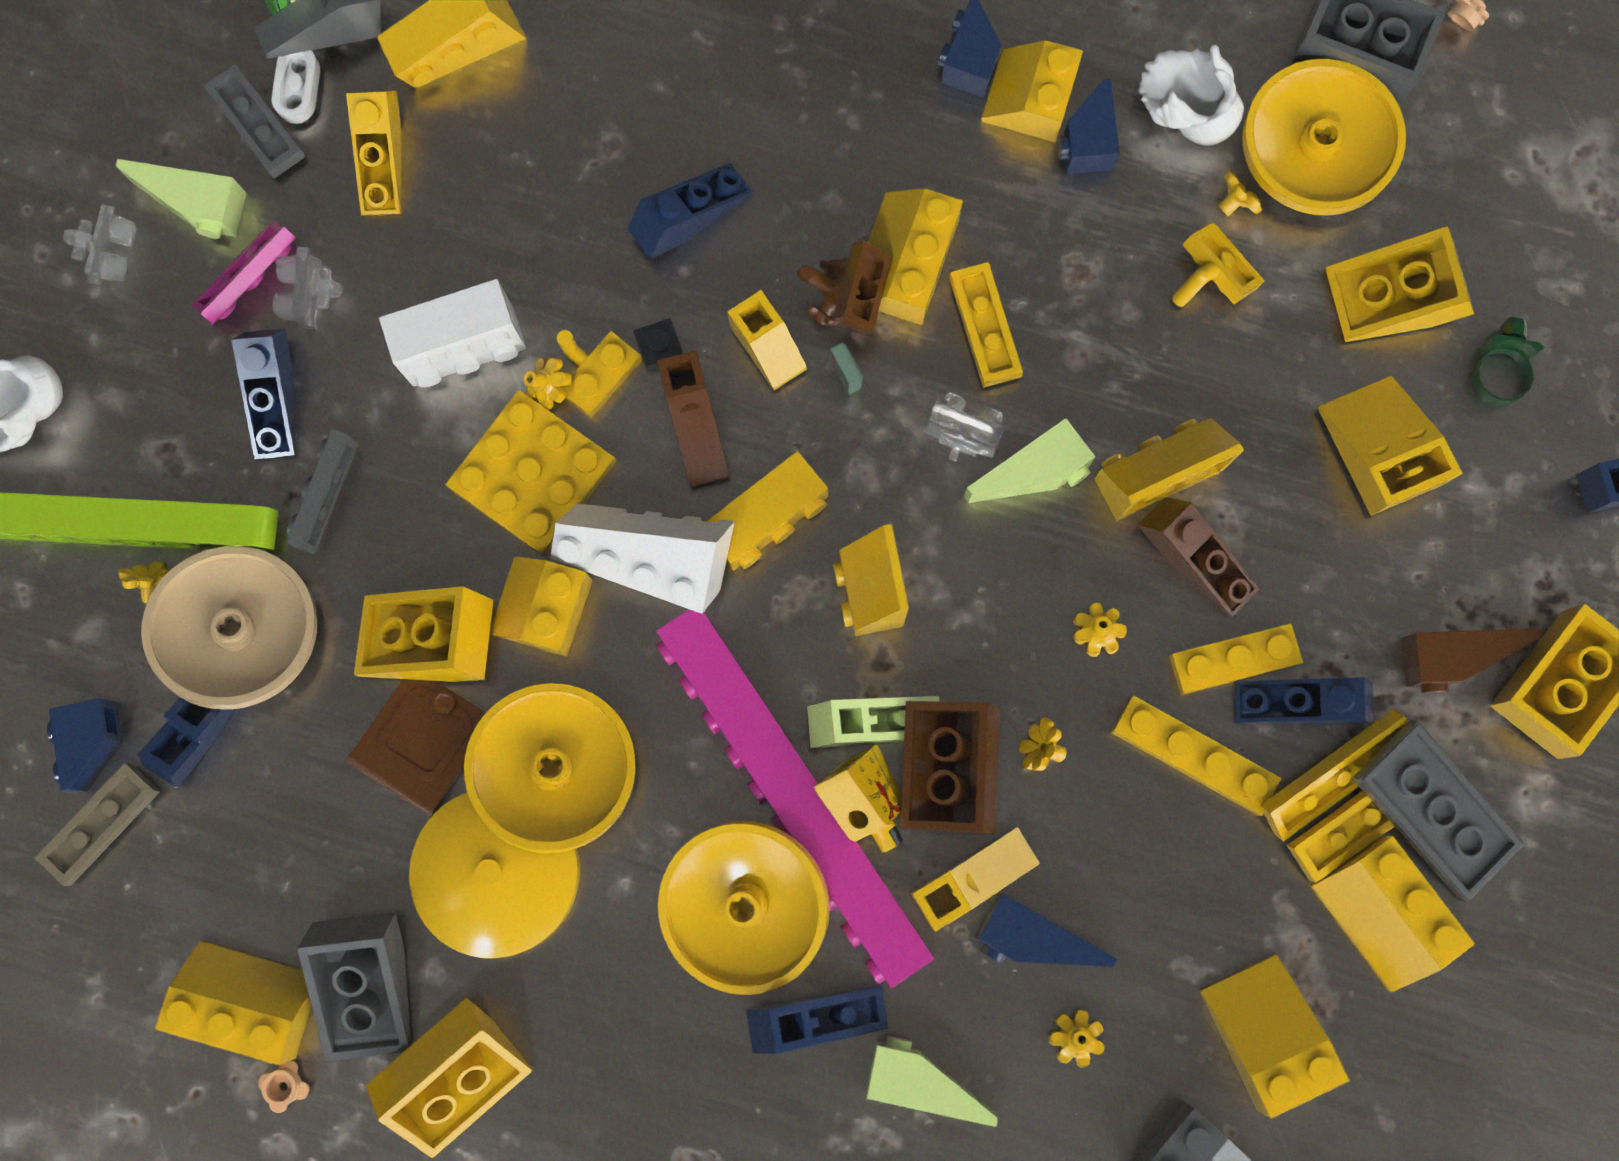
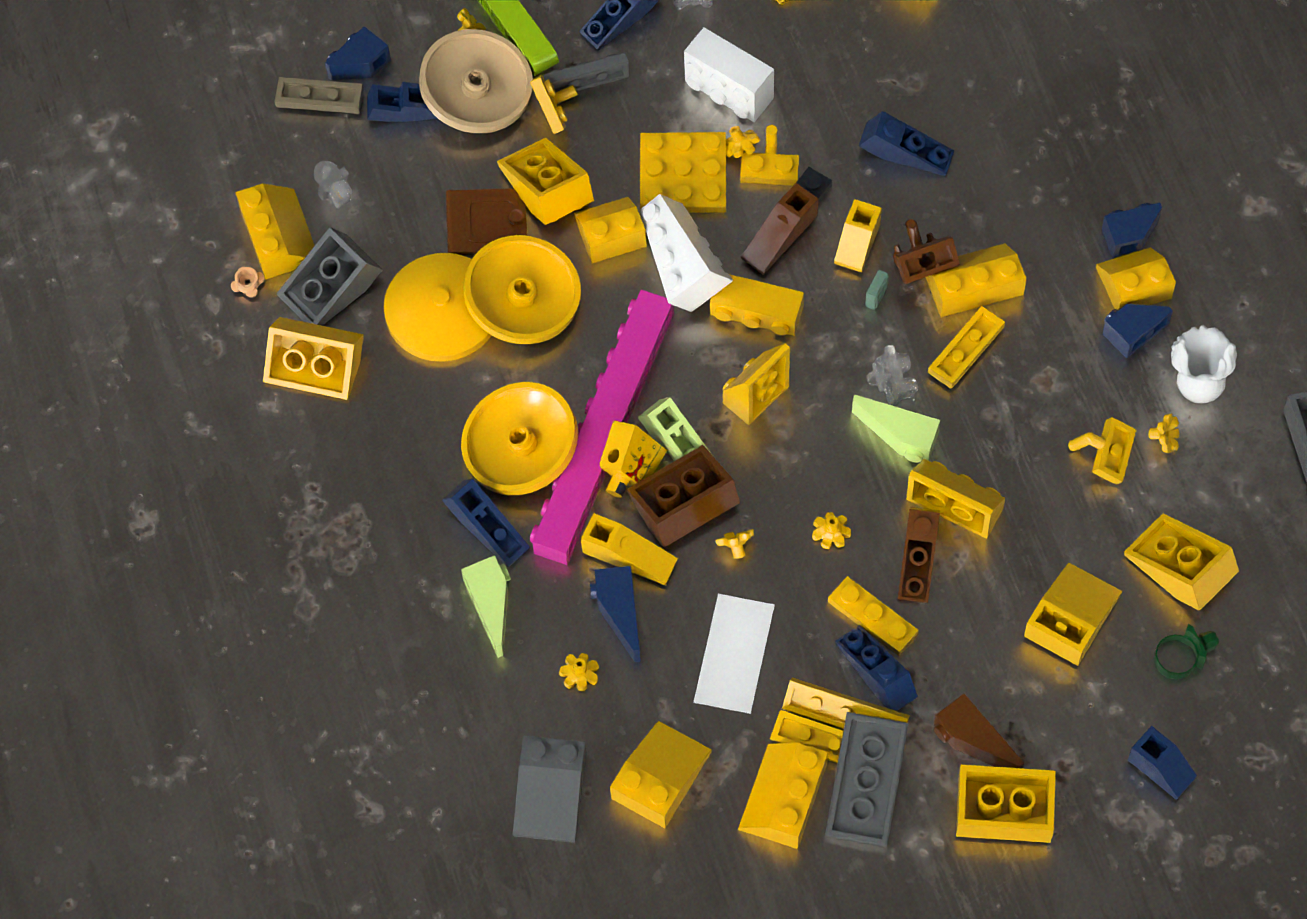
camera: 55 degrees right, 15 degrees down
(220, 895) = (332, 183): none -> clear hips
(318, 561) = (549, 99): none -> yellow plate
(1172, 844) = (734, 653): none -> white sticker
(1195, 755) = (796, 626): yellow plate -> none
(1323, 137) = (1239, 452): yellow dish -> none

